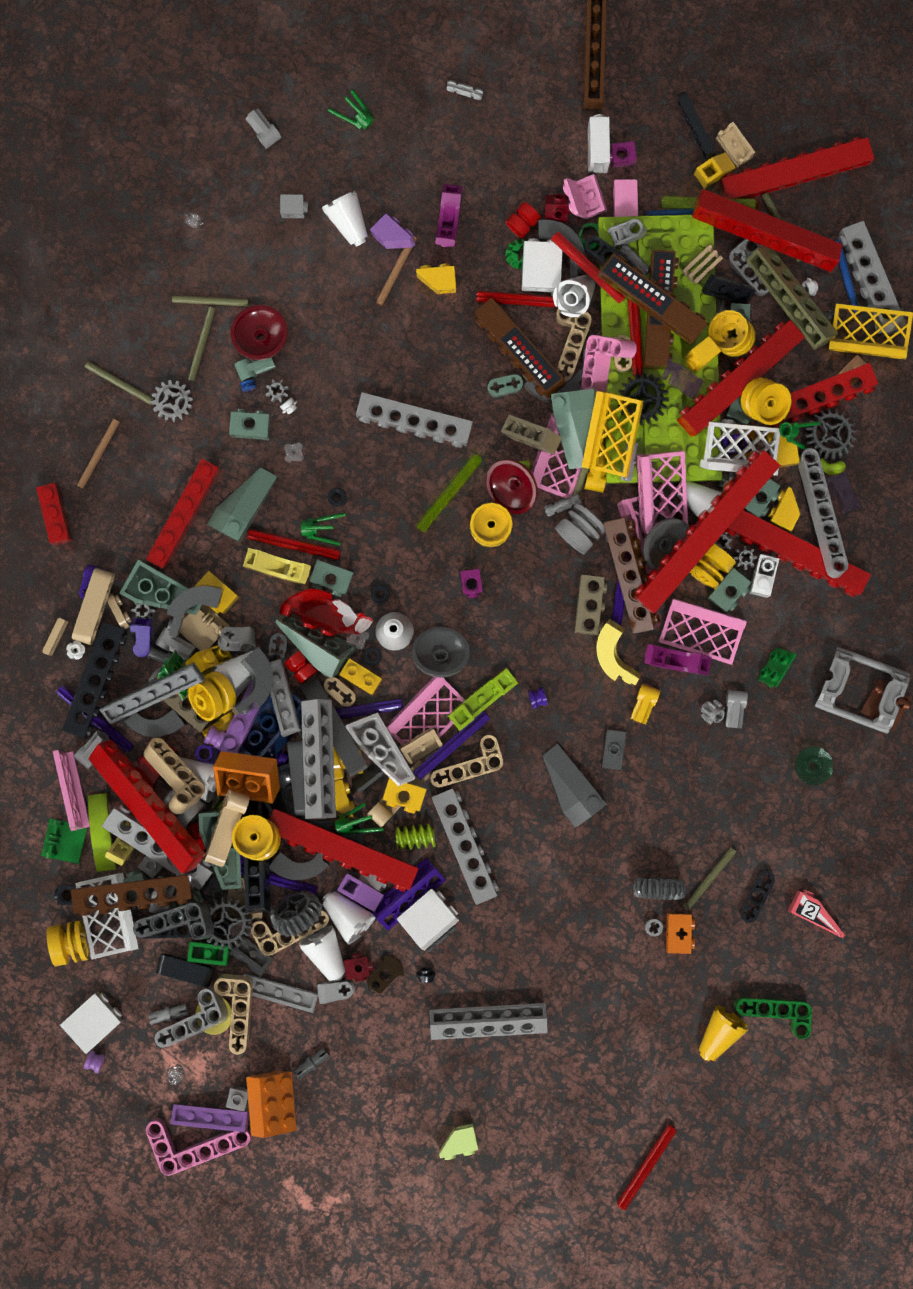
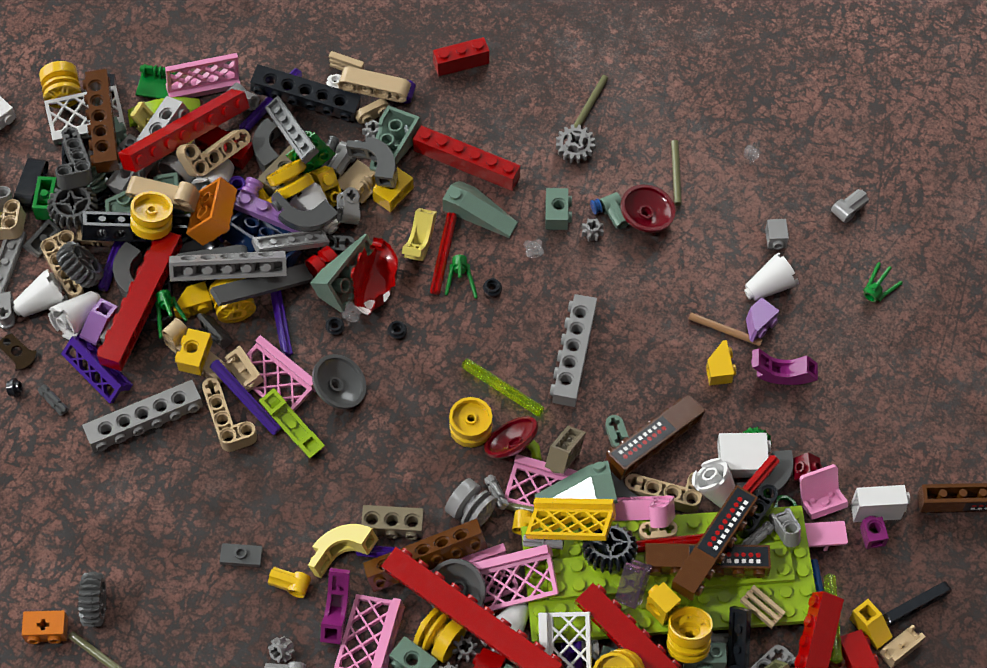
camera: 90 degrees right, 25 degrees down
(98, 453) = (523, 91): medium nougat bar -> none
(143, 640) = (349, 129): dark purple leg -> none
(201, 344) = (633, 167): olive bar -> none
(289, 406) = (579, 241): white plate -> none
(320, 573) = (410, 295): sand green brick -> none
(336, 695) = (300, 301): tan beam -> none
(354, 973) = (25, 324): dark red brick -> none
(360, 677) = (313, 314): yellow brick -> none
(376, 742) = (244, 323): white wedge -> none
(398, 639) = (360, 341): white cone -> none
(415, 837) = (153, 371): lime piece -> none
(428, 919) = (69, 384): white brick -> none
(465, 90) = (918, 382): light grey axle -> none
(467, 575) = (414, 402): magenta brick -> none
(516, 299) = (708, 431): red axle -> none
(525, 217) = (790, 438): red wheel -> none
(537, 698) = (294, 477): dark purple wheel -> none
(575, 793) = (196, 520): dark grey wedge -> none
(659, 929) = (52, 596): light grey bush -> none

